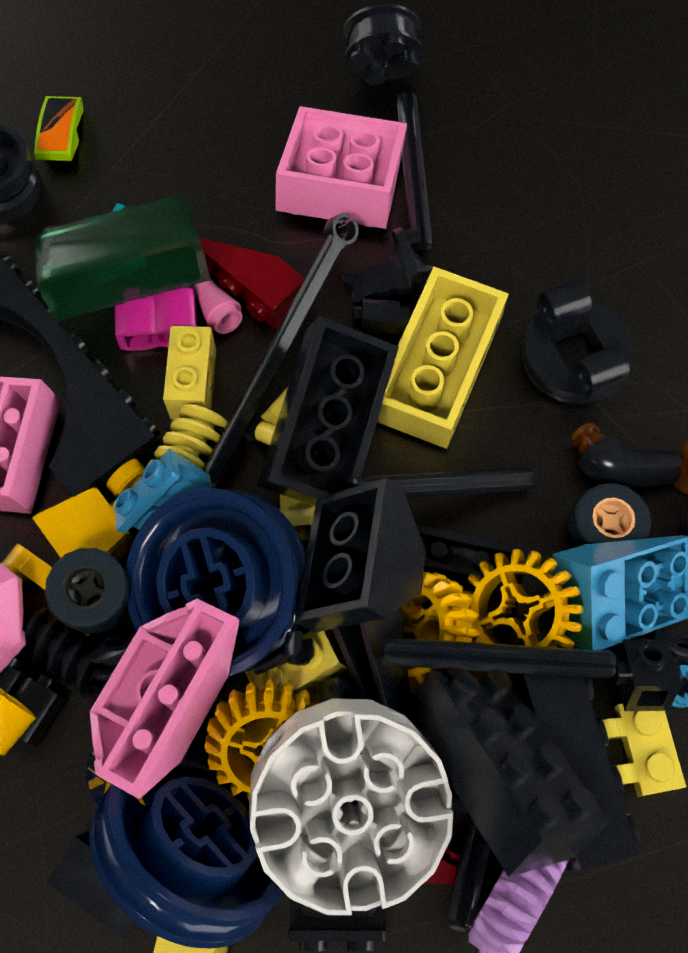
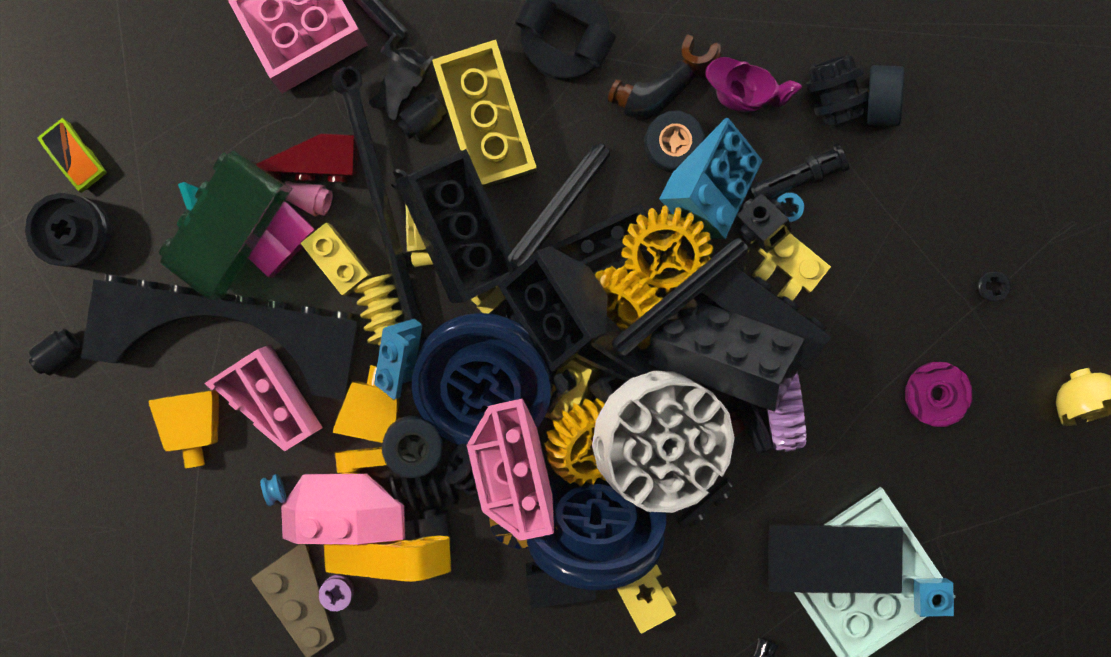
camera: 40 degrees left, 20 degrees up
(125, 477) = (361, 358): yellow tile -> none

